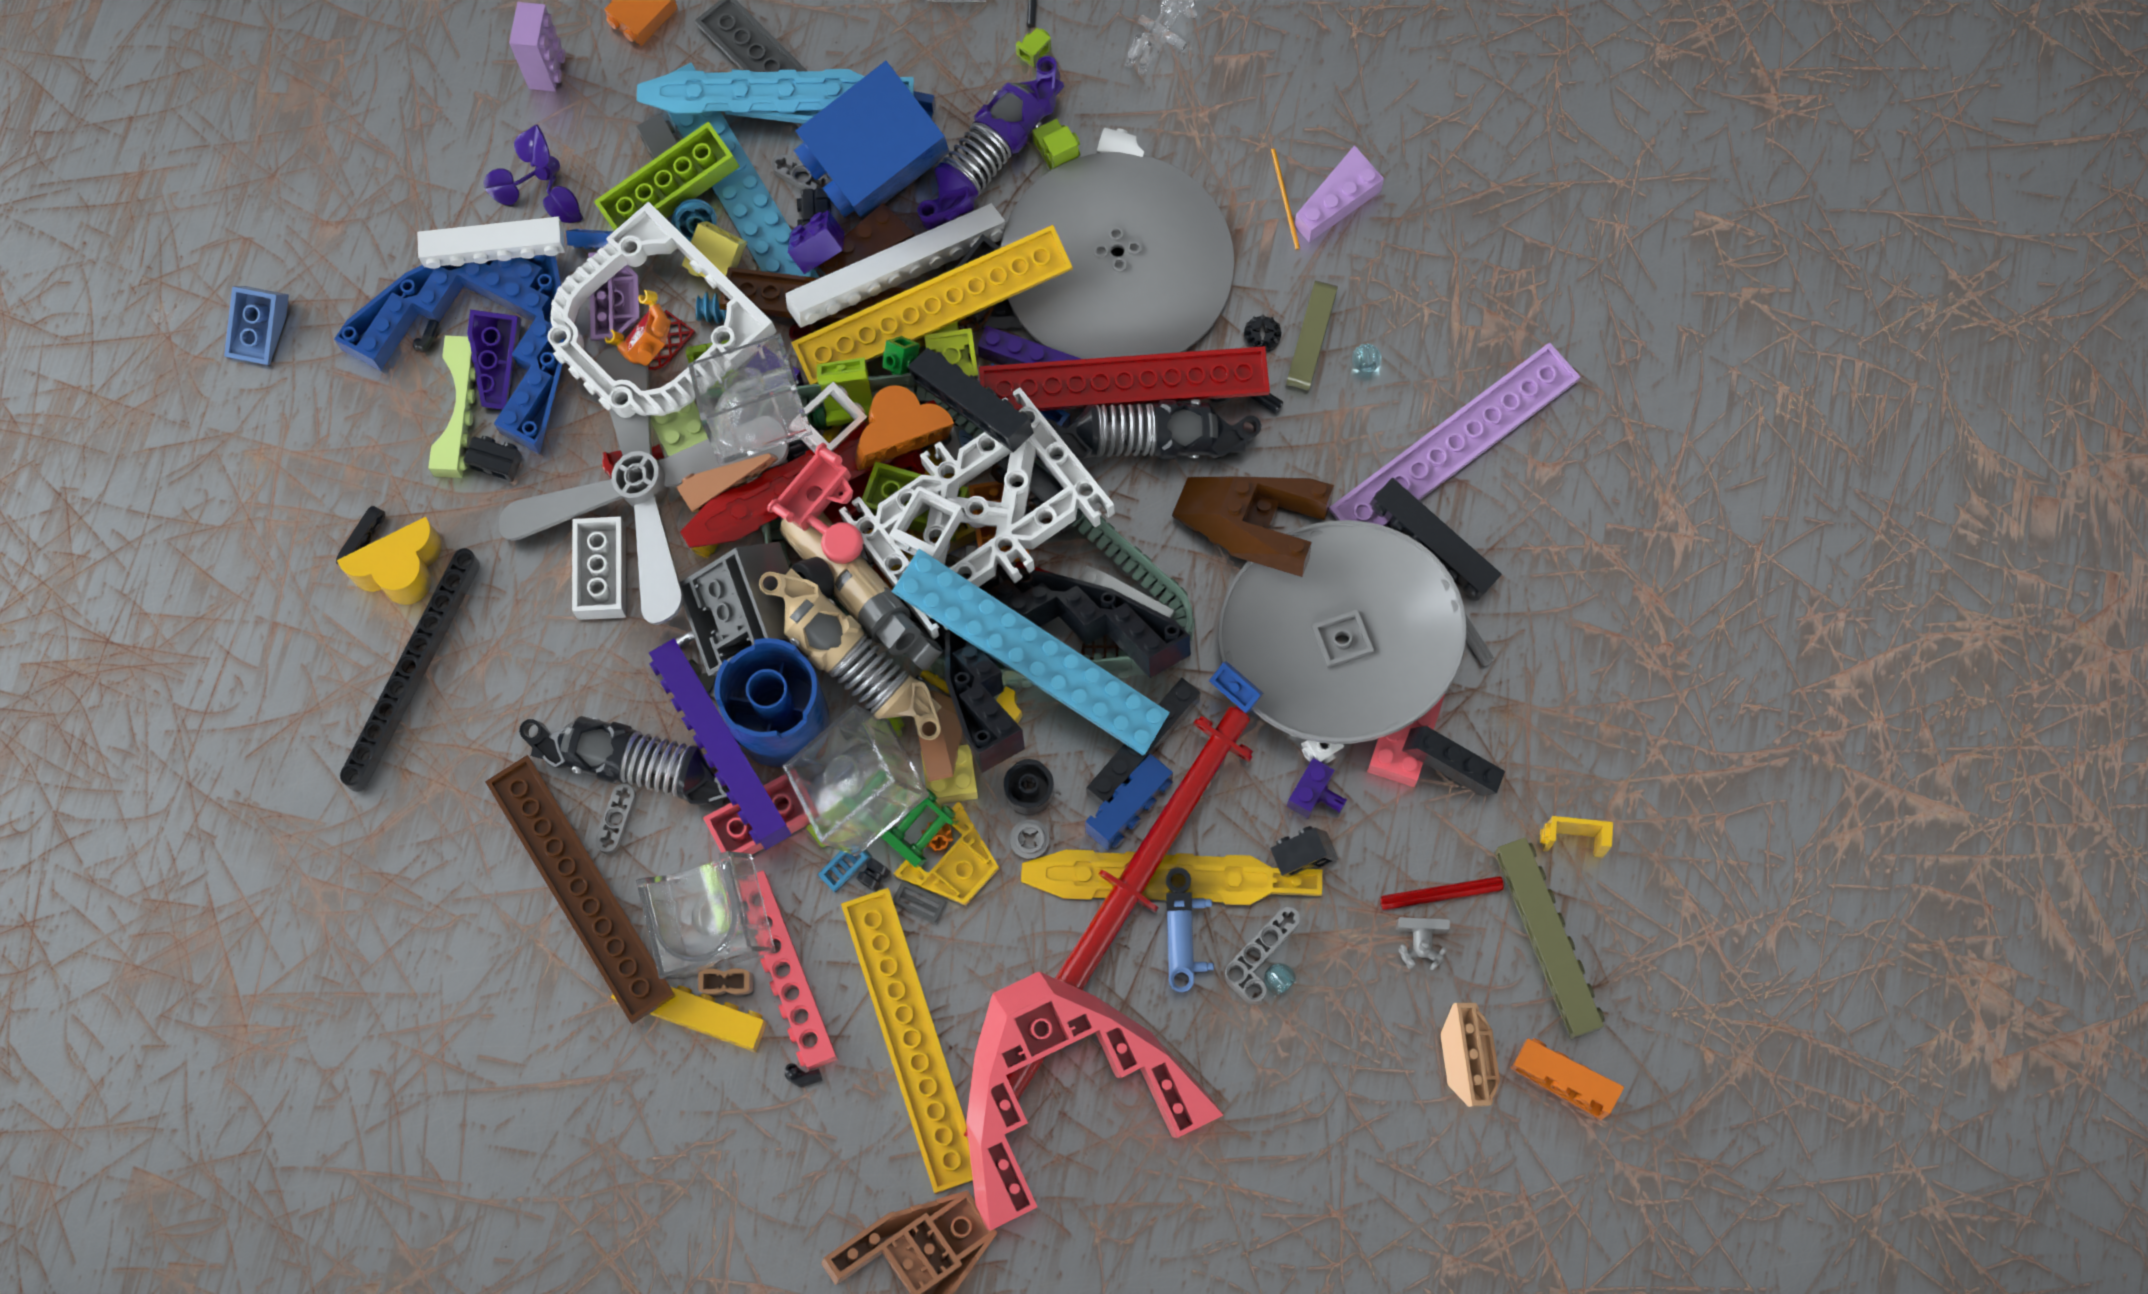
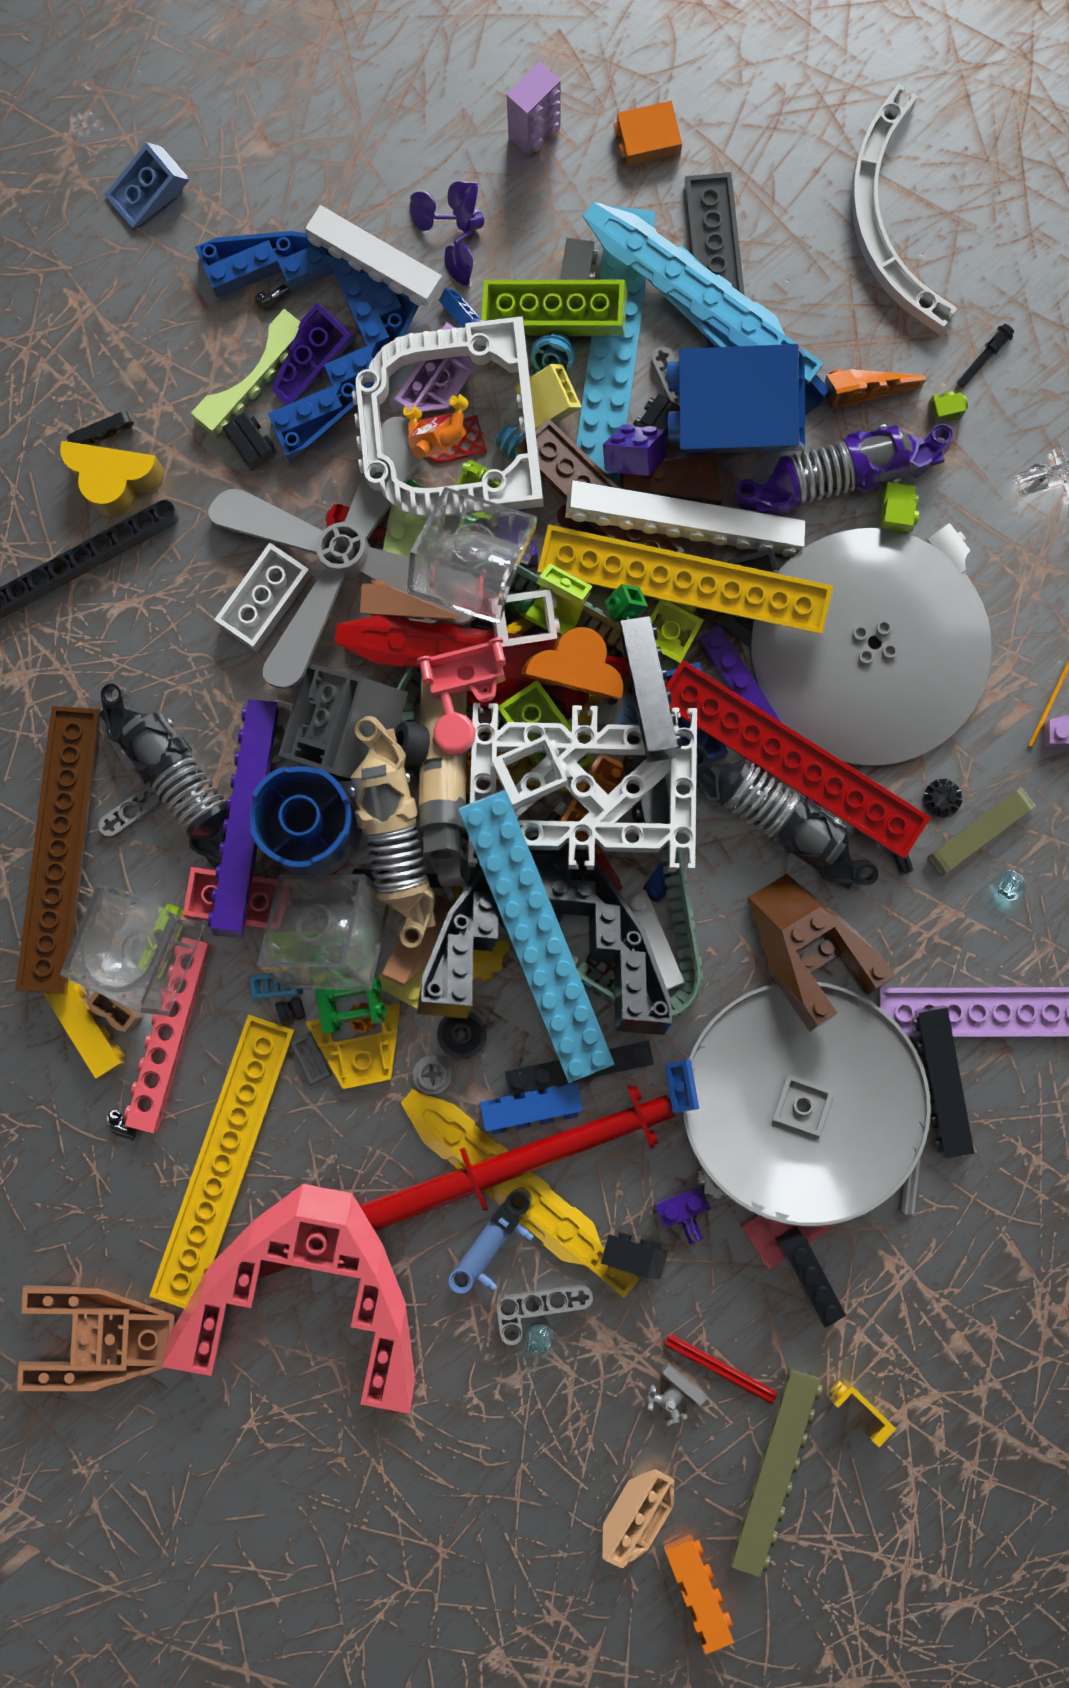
camera: 40 degrees right, 10 degrees up
(955, 77) = (860, 386): none -> orange wedge
(1093, 556) = (656, 885): none -> blue cone

